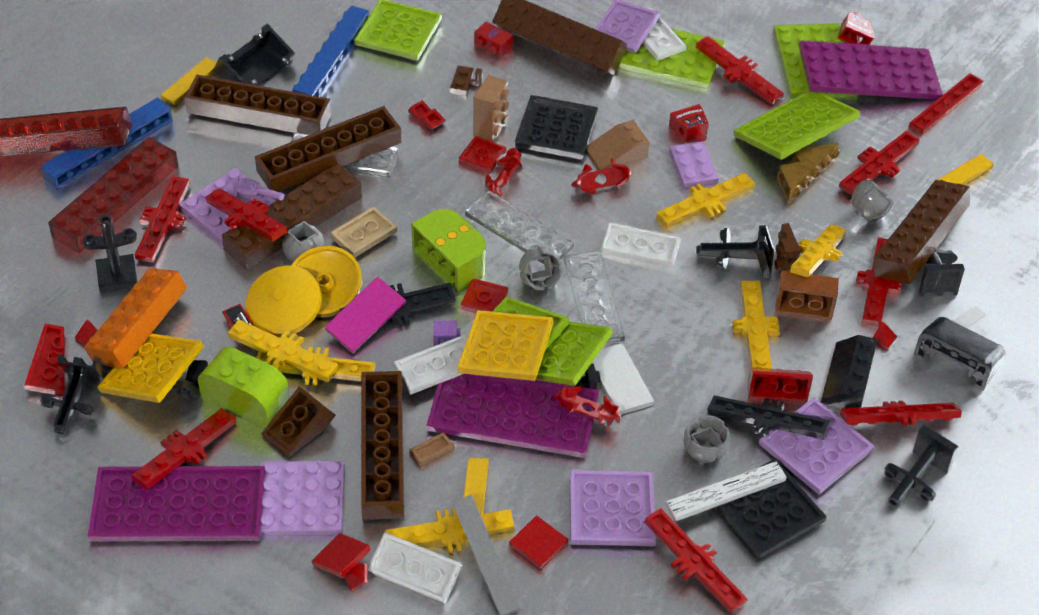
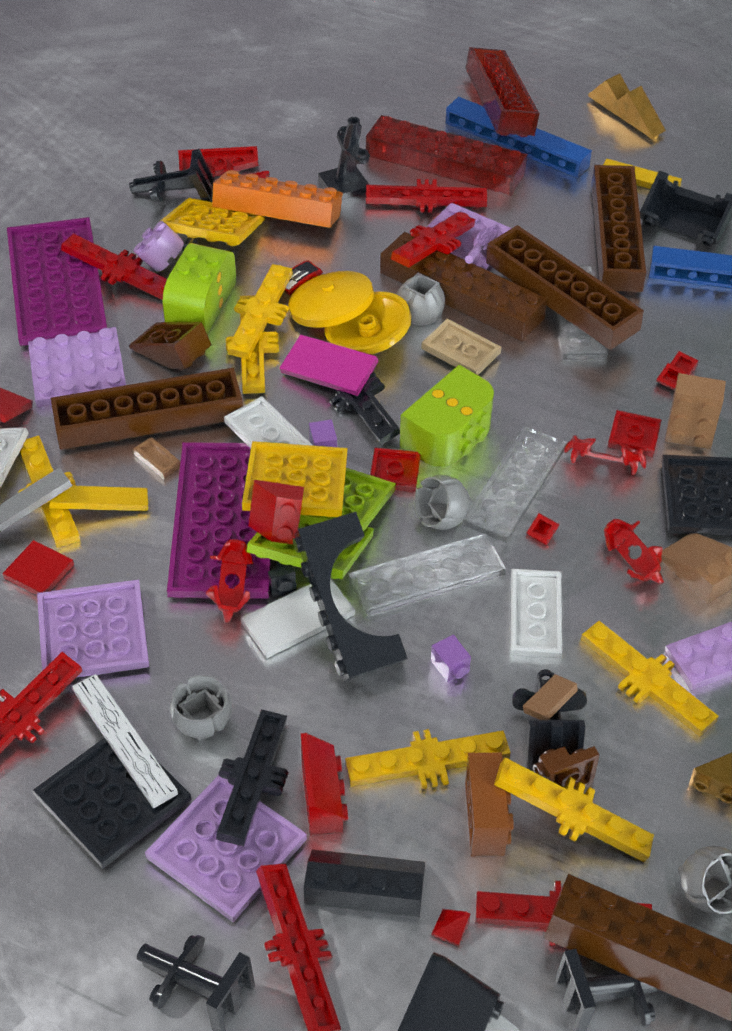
camera: 80 degrees right, 0 degrees up
(102, 61) = (628, 105): none -> pearl gold slope
(176, 409) = (159, 246): none -> lavender brick
(551, 352) = (276, 510): none -> red slope
(565, 224) = (542, 529): none -> red slope
(602, 330) = (355, 650): none -> black arch
(678, 295) = (450, 658): none -> medium lavender brick
(731, 243) = (550, 698): none -> medium nougat tile

